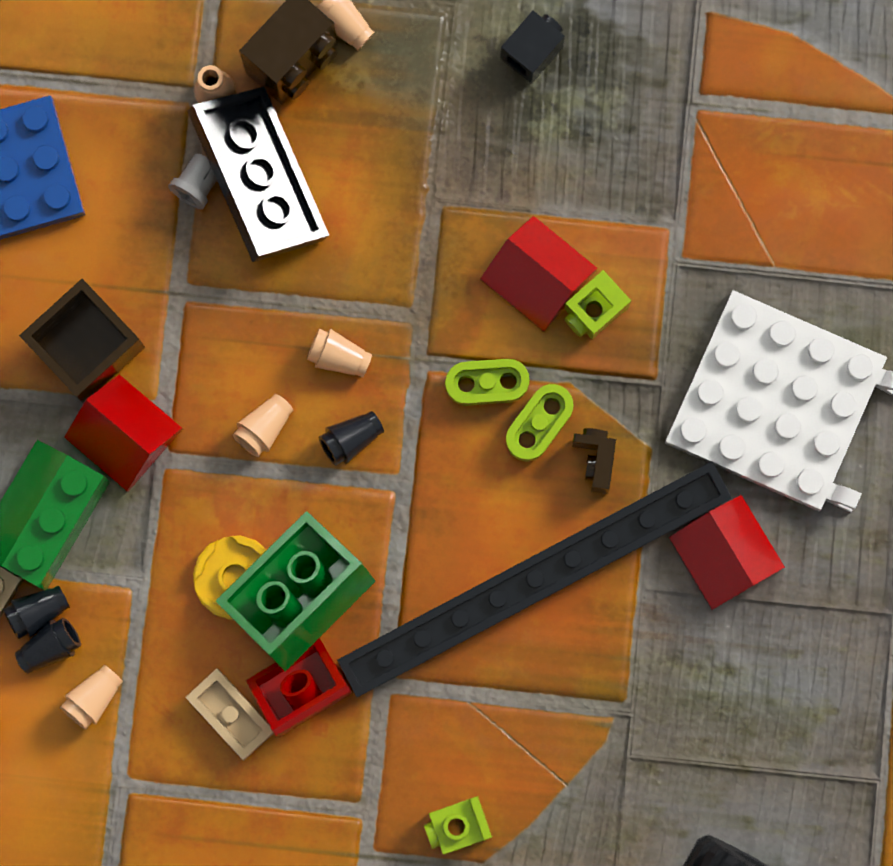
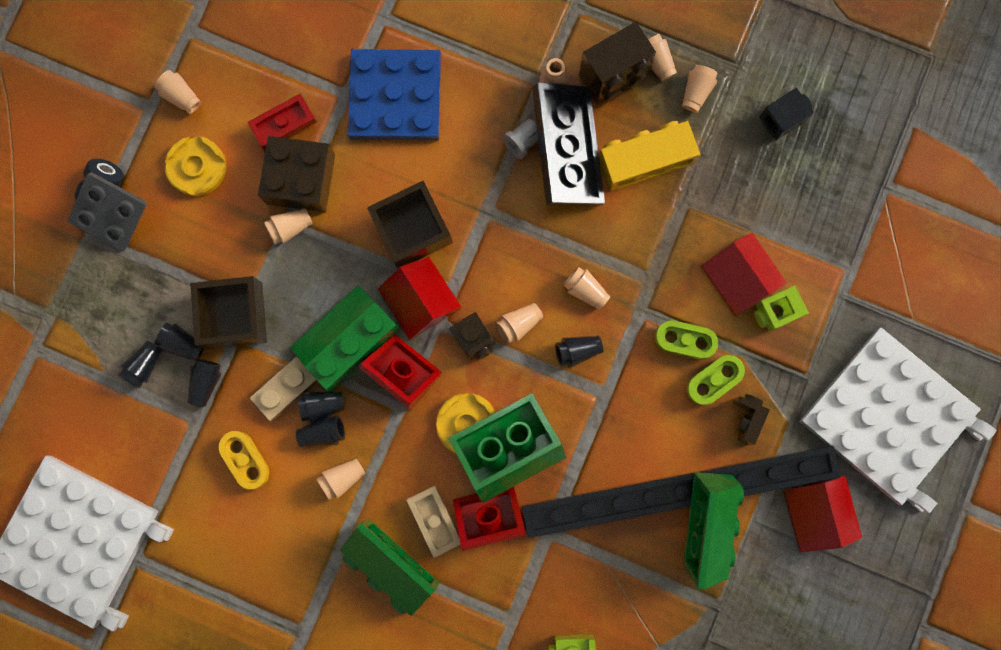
camera: 20 degrees right, 0 degrees up
(128, 535) = (401, 371): none -> red slope
(187, 790) = (388, 567): none -> green slope
(209, 462) = (473, 337): none -> dark brown bracket
(367, 154) = (648, 155): none -> yellow brick
(408, 45) = (699, 86): none -> light nougat cone
(586, 610) = (712, 528): none -> green slope

